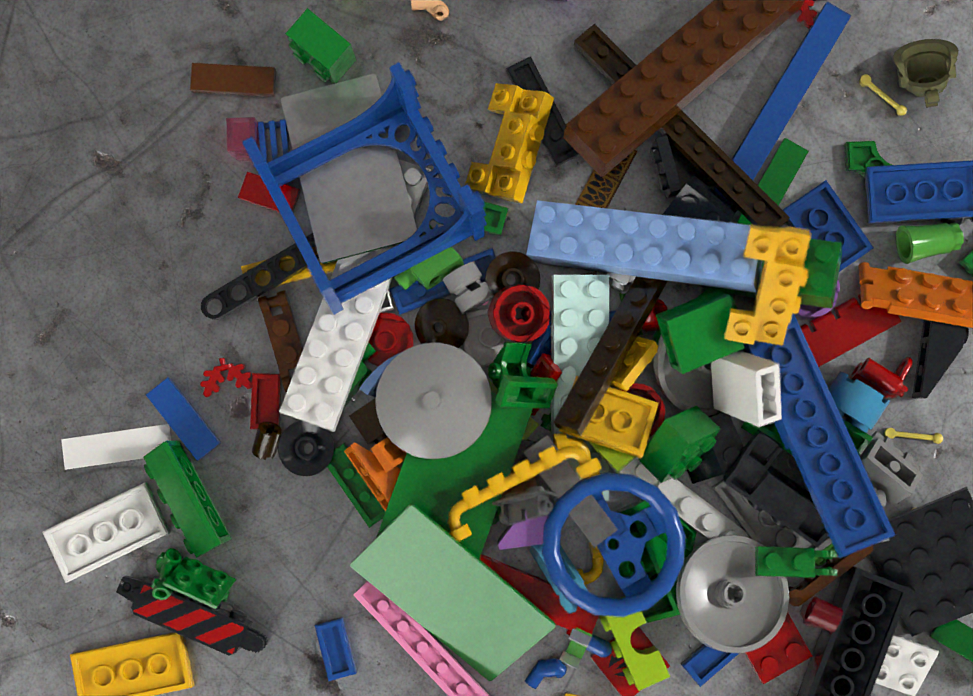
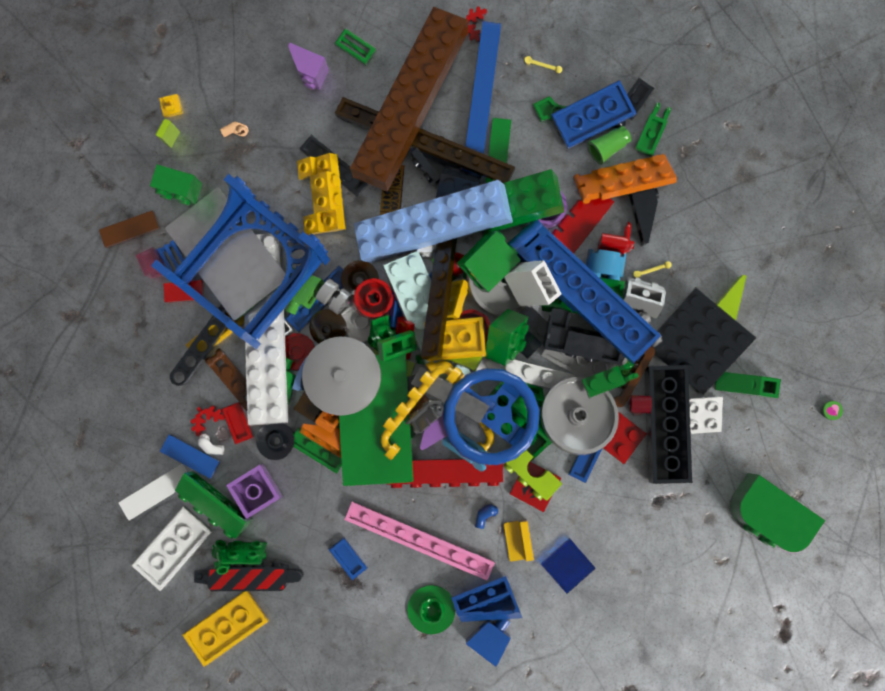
camera: 20 degrees left, 0 degrees up
(212, 417) = (208, 447): none -> white arm
(249, 504) = (254, 490): none -> medium lavender brick
(266, 440) = (248, 446): dark brown piece -> none
(452, 593) = (404, 491): piece -> none
(494, 218) = (332, 245): green plate -> none
(584, 641) = (499, 487): piece -> none
(778, 286) = (522, 205): yellow bracket -> none
(829, 221) = (538, 156): blue tile -> none
(926, 67) = (561, 36): olive helmet -> none

